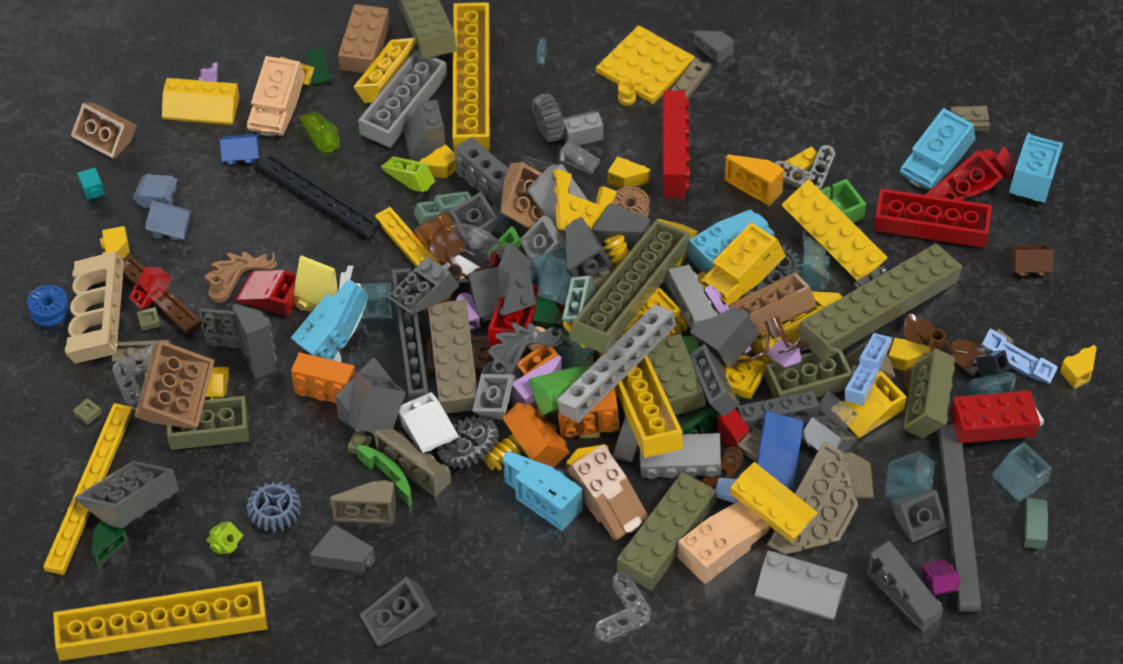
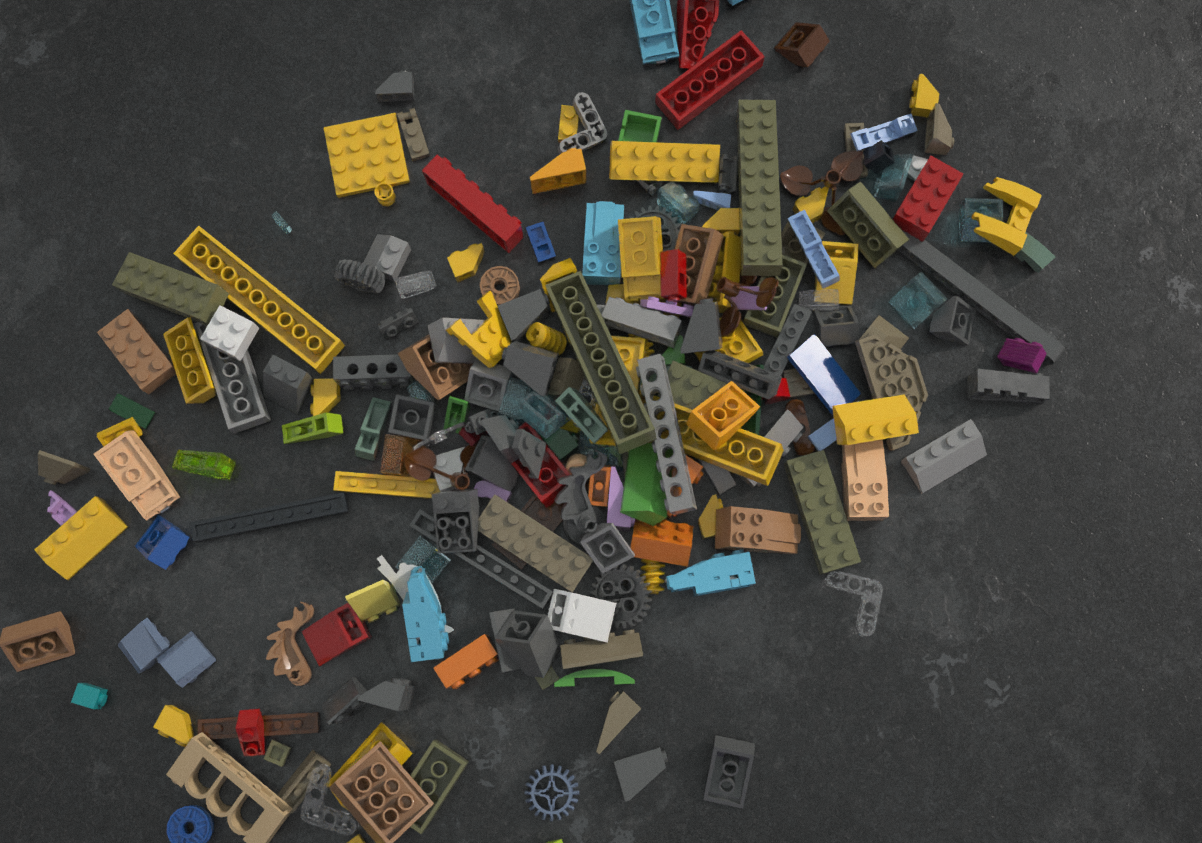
camera: 50 degrees left, 25 degrees up
(237, 54) = (58, 469): none -> dark tan slope
(427, 69) = (229, 333): none -> white brick
(665, 381) = (722, 415): none -> light orange slope
(692, 208) = (540, 242): none -> blue slope
(749, 291) = (673, 275): none -> red brick
(838, 283) = (712, 199): none -> light blue slope
(1024, 495) = (1008, 235): none -> yellow wedge
(1059, 391) = (938, 132): none -> dark tan slope

